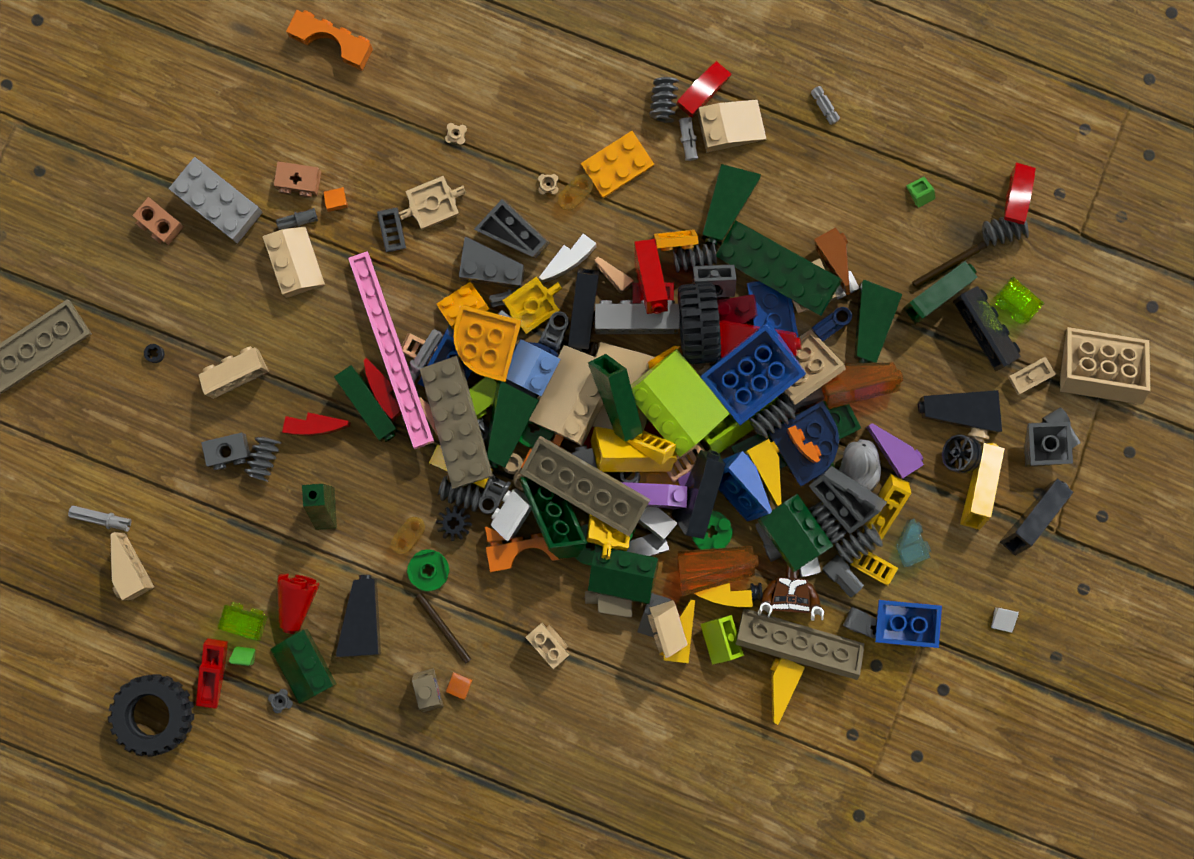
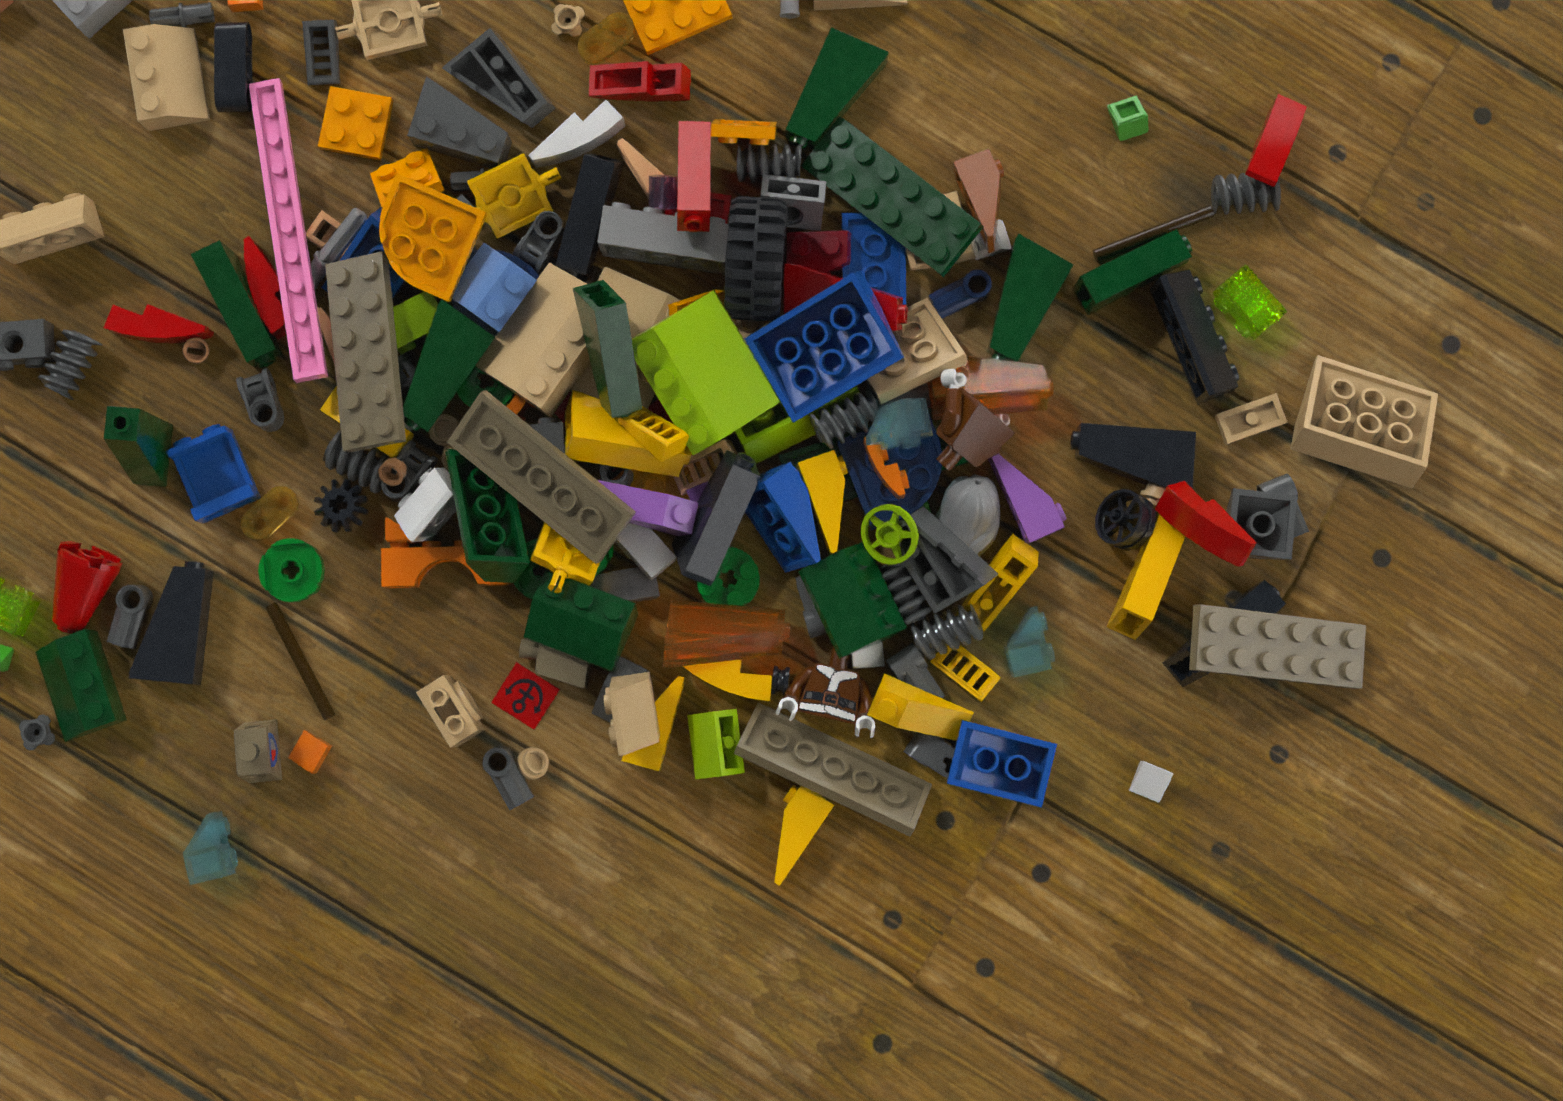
camera: 10 degrees right, 0 degrees up
(328, 618) = (128, 619): none -> dark grey piece
(336, 248) = (232, 66): none -> black beam
(343, 432) = (197, 344): none -> medium nougat hinge
(367, 515) = (214, 473): none -> blue panel
(388, 459) = (259, 394): none -> dark grey piece
(405, 761) = (209, 850): none -> clear light blue slope
(421, 272) = (355, 123): none -> light orange plate
(484, 501) = (386, 469): none -> medium nougat hinge
(591, 683) = (508, 781): none -> dark grey piece
(592, 627) = (525, 696): none -> red sticker
(602, 217) = (640, 82): none -> red slope
(605, 670) = (532, 763): none -> tan plate
(630, 288) = (663, 191): none -> clear purple gear
(809, 416) = (900, 423): none -> clear light blue slope
(813, 487) = (889, 534): none -> lime wheel
(848, 597) = (916, 709): none -> yellow slope
(852, 409) = (969, 425): none -> reddish brown torso
(1014, 449) = (1205, 523): none -> red slope
(1072, 521) = (1277, 647): none -> dark tan plate

